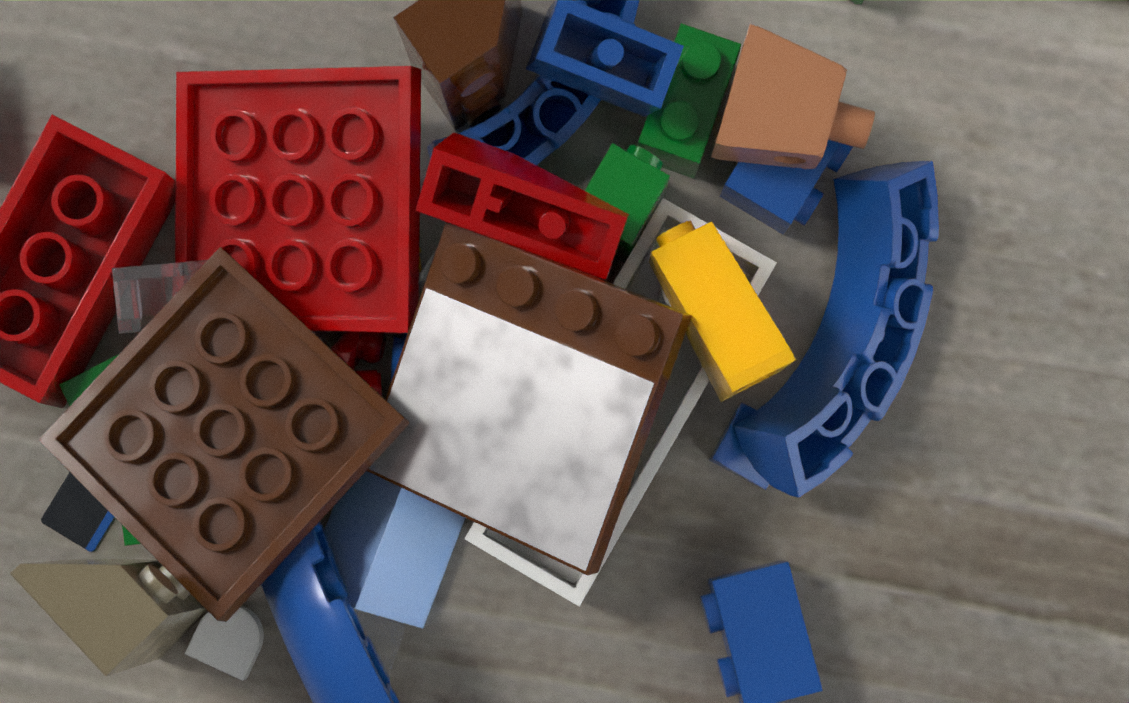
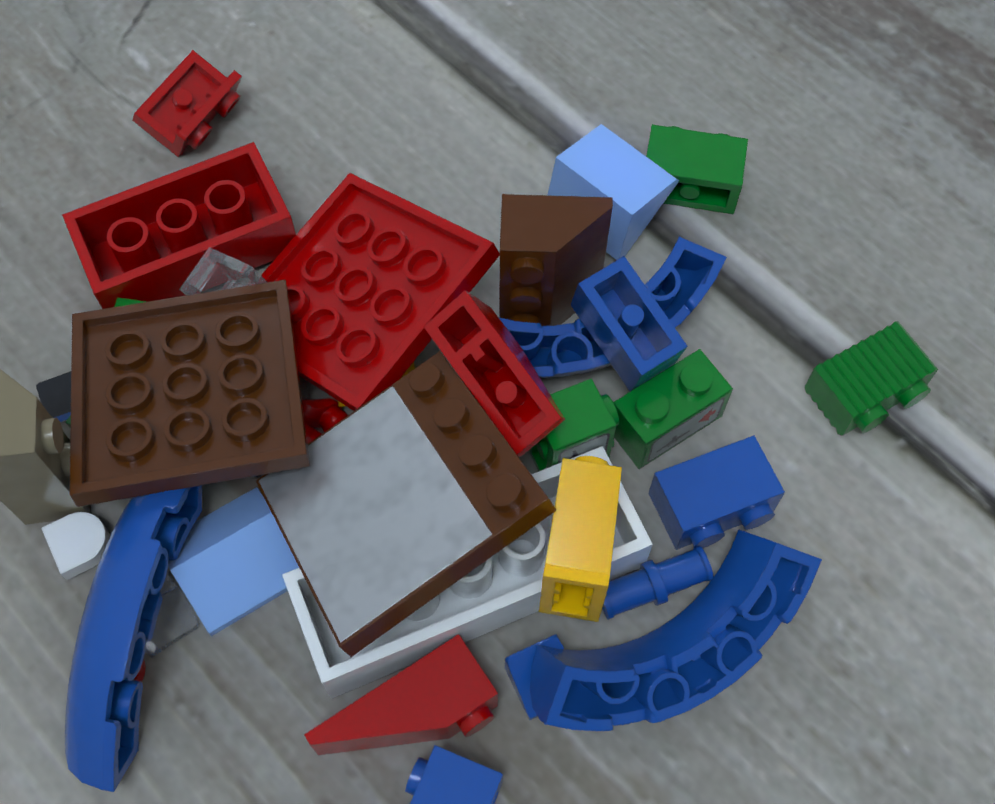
camera: 30 degrees right, 20 degrees down
(669, 546) = (419, 704): none -> red slope
(786, 106) = (734, 443): nougat torso -> none
(797, 274) = (657, 582): none -> blue pin

